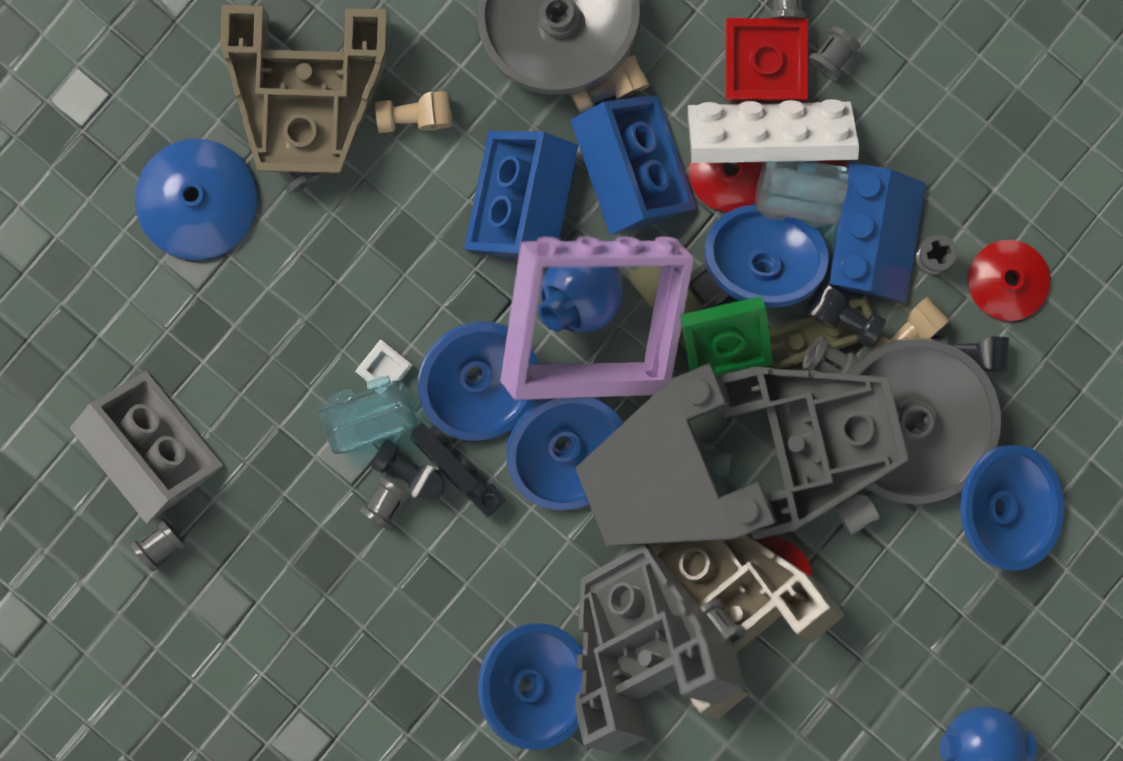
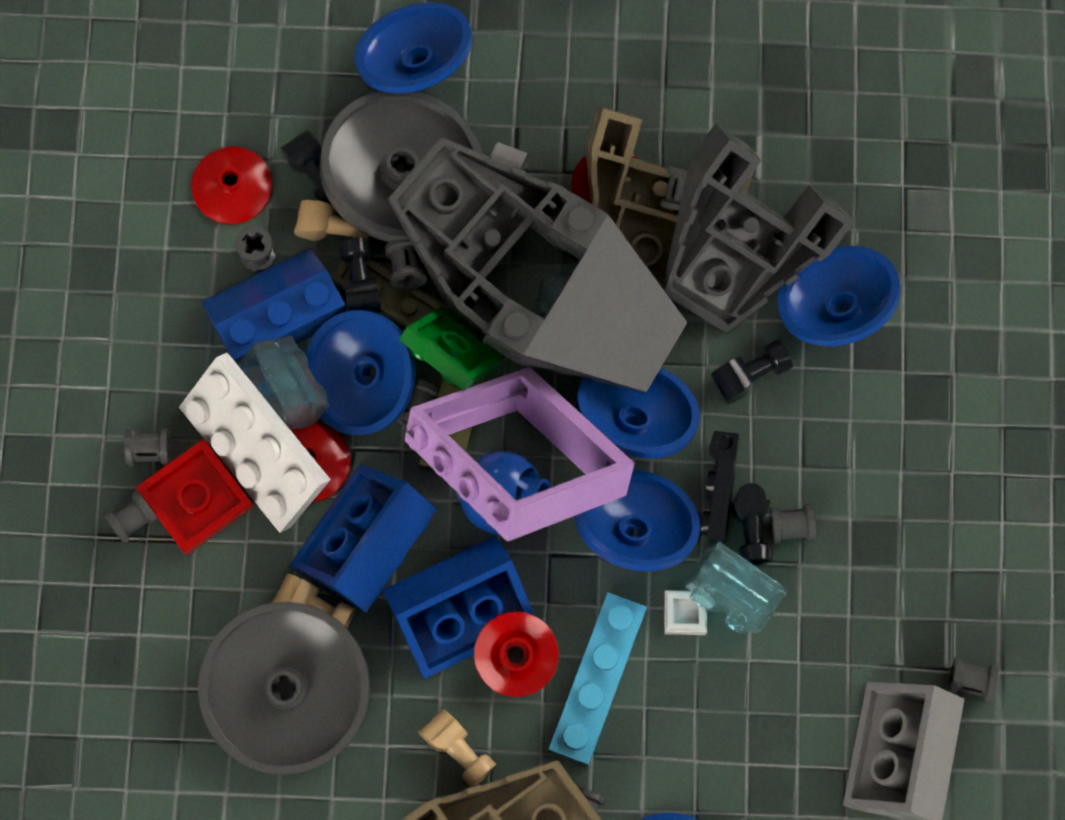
camera: 135 degrees left, 10 degrees down
(385, 261) = (597, 679): none -> medium azure plate
(436, 196) = (538, 648): none -> red dish
(535, 557) = (736, 375): none -> black leg

